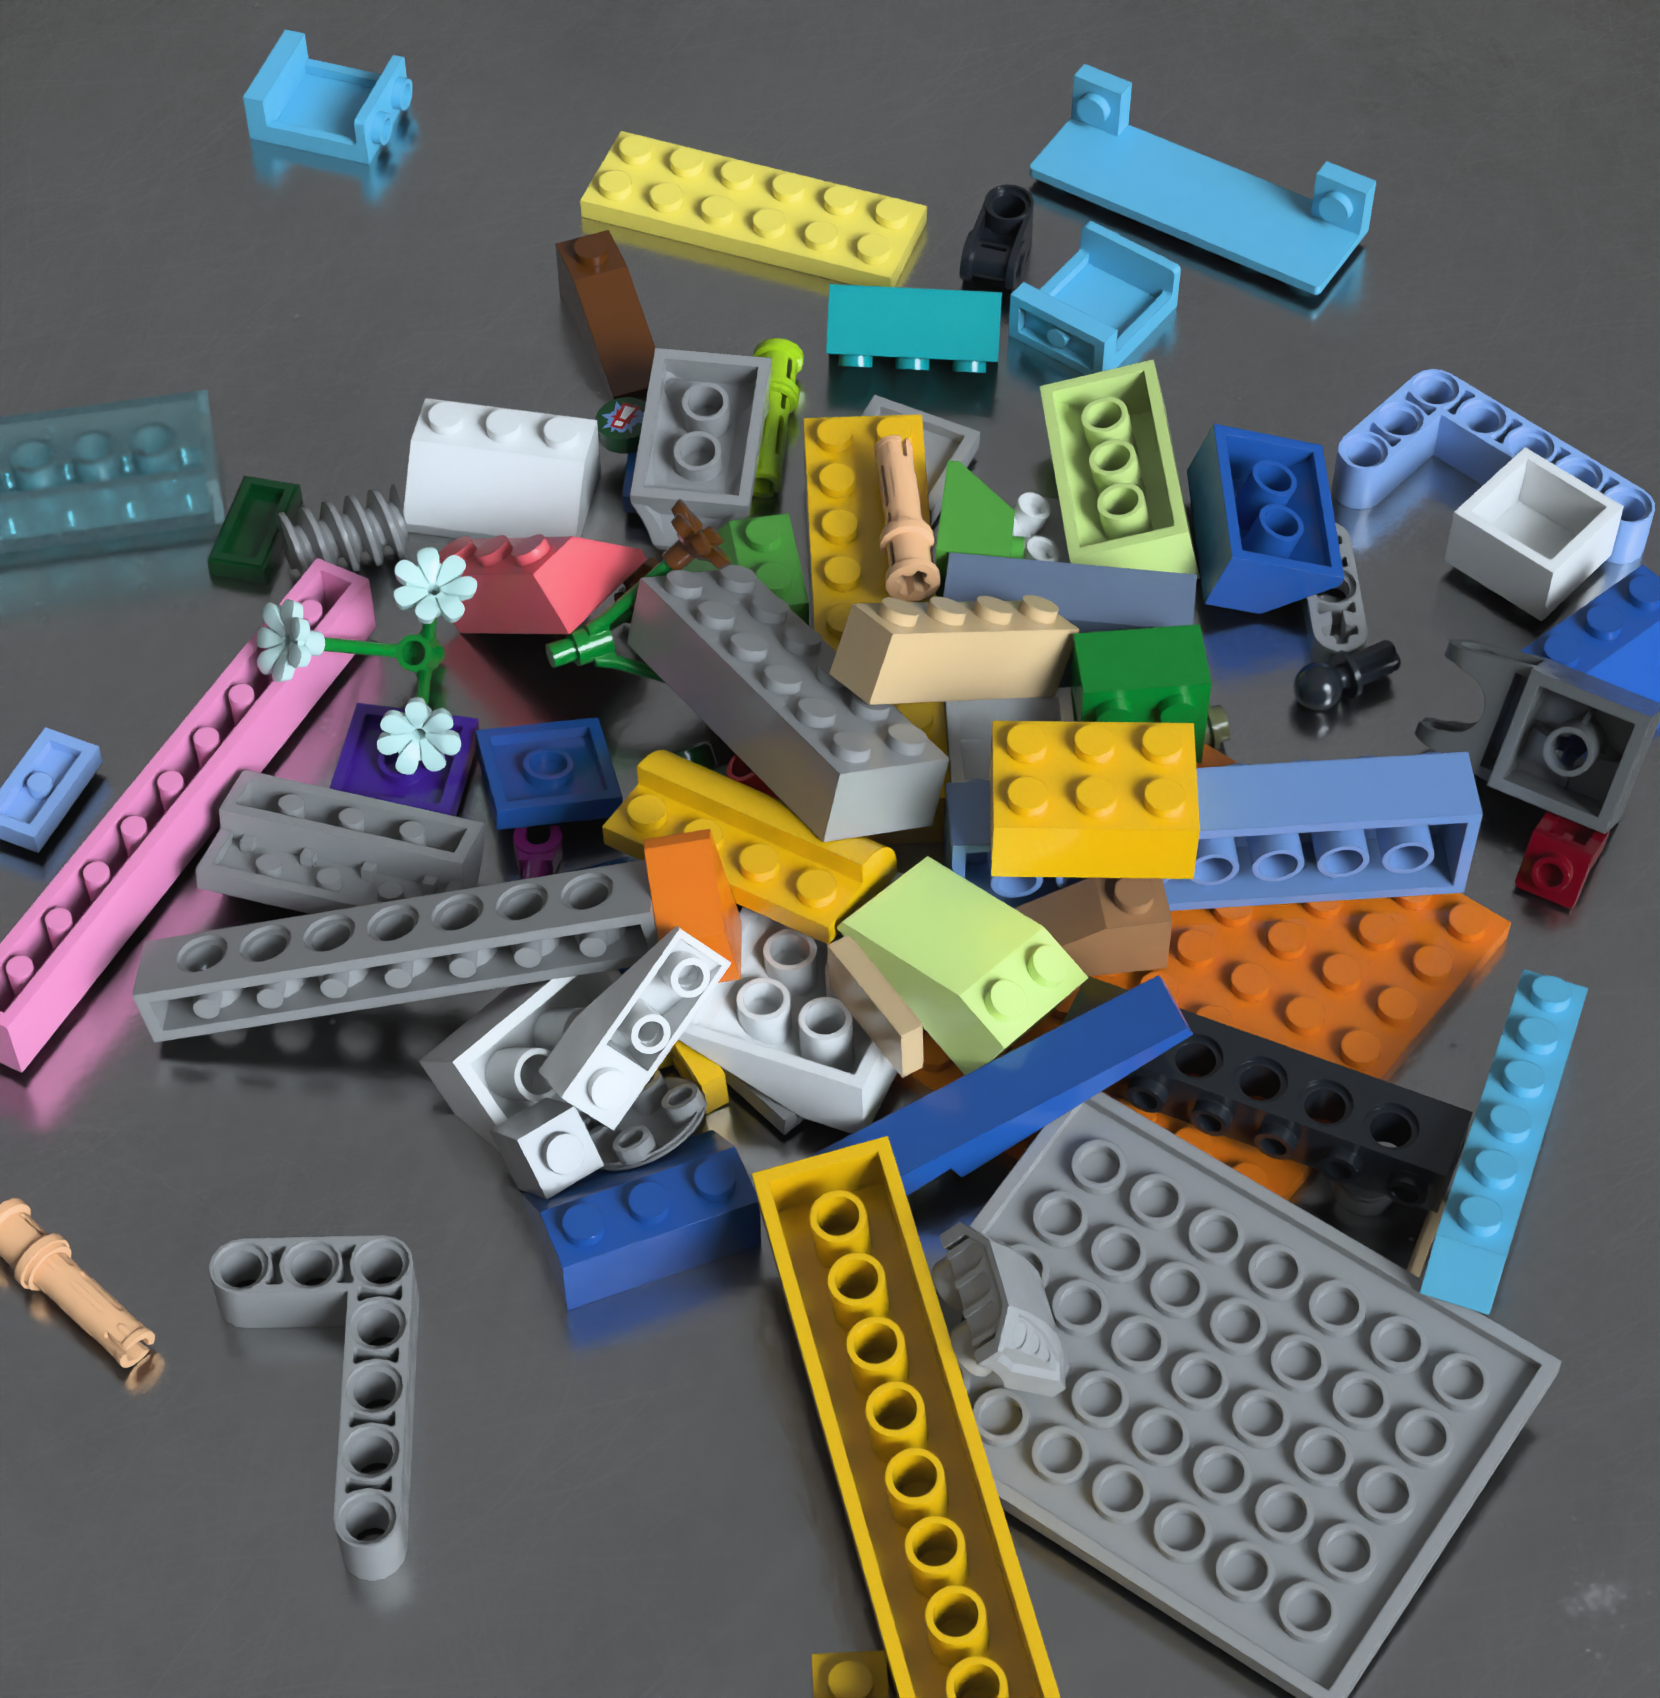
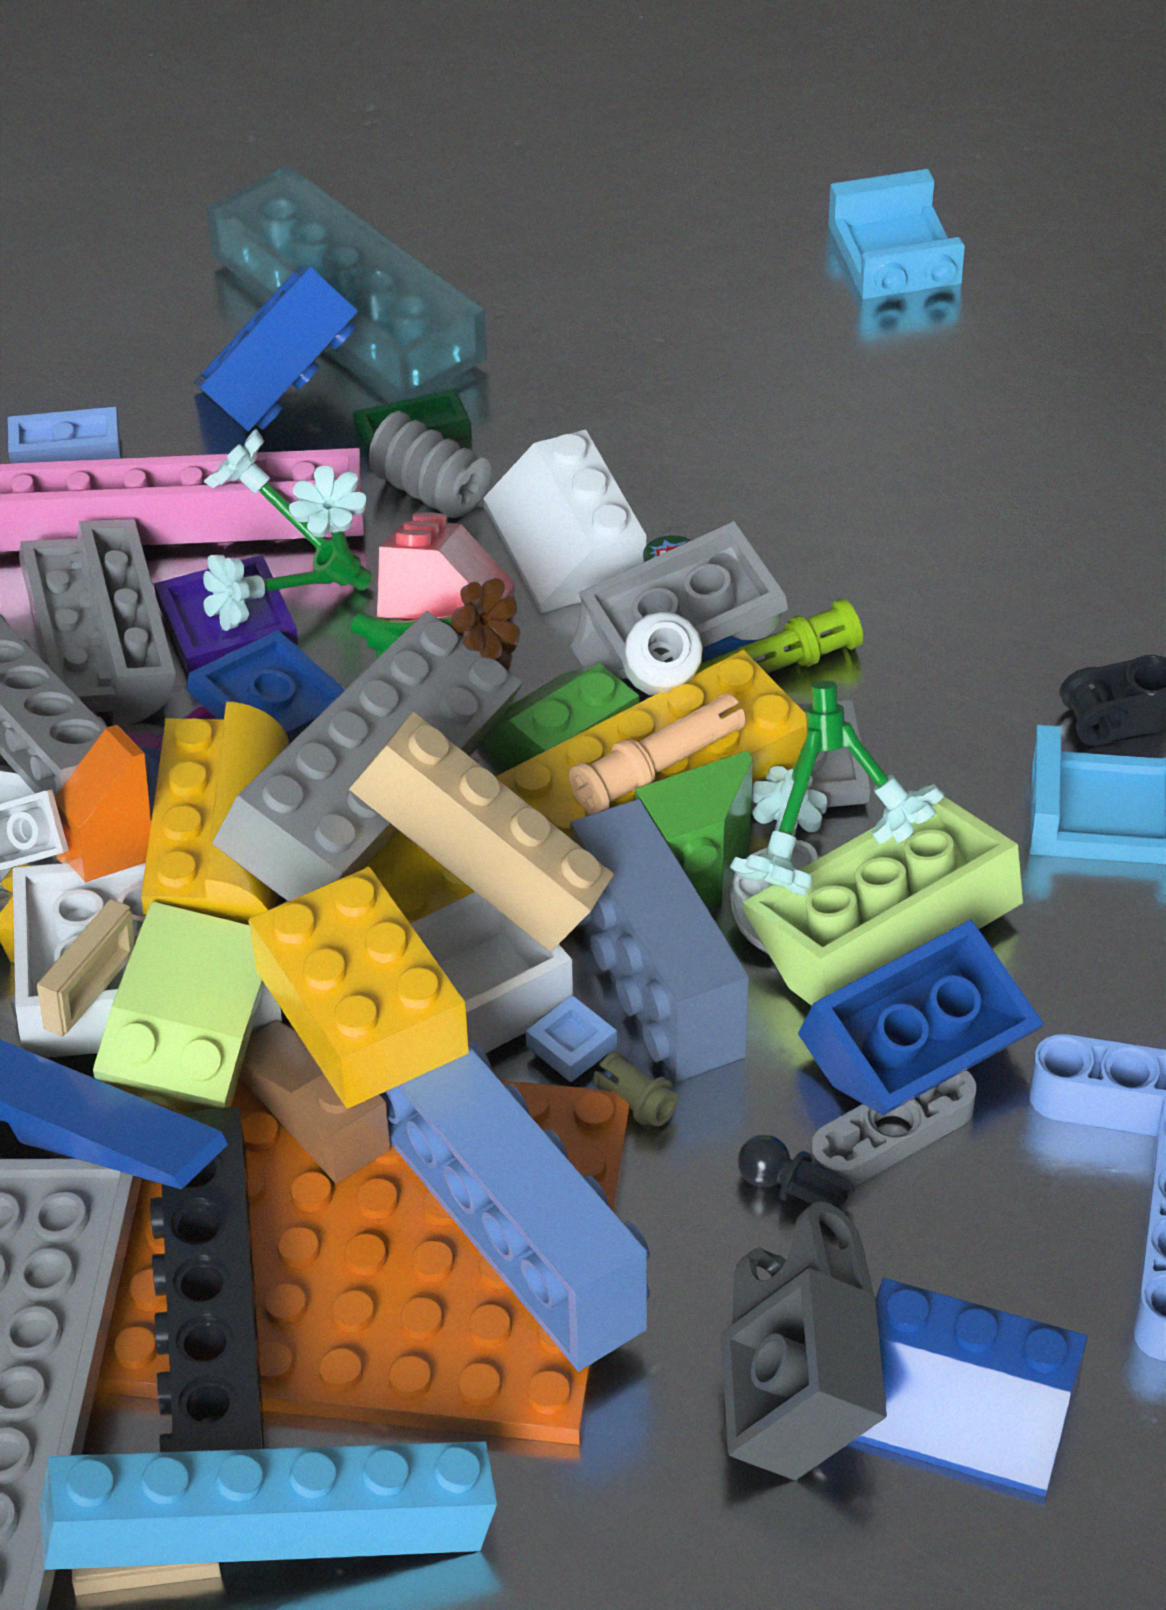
camera: 60 degrees right, 5 degrees down
(100, 562) = (277, 348): none -> blue slope
(606, 312) = (807, 495): reddish brown slope -> none
(754, 211) = (1020, 540): light yellow plate -> none
(782, 464) = (667, 635): none -> white head
(913, 326) = (961, 686): teal slope -> none
(1075, 404) = (792, 801): none -> light aqua plant
(1142, 677) = (584, 1007): green brick -> none
(1533, 533) = (1075, 1238): white piece -> none
(1559, 859) = (689, 1433): dark red bracket -> none

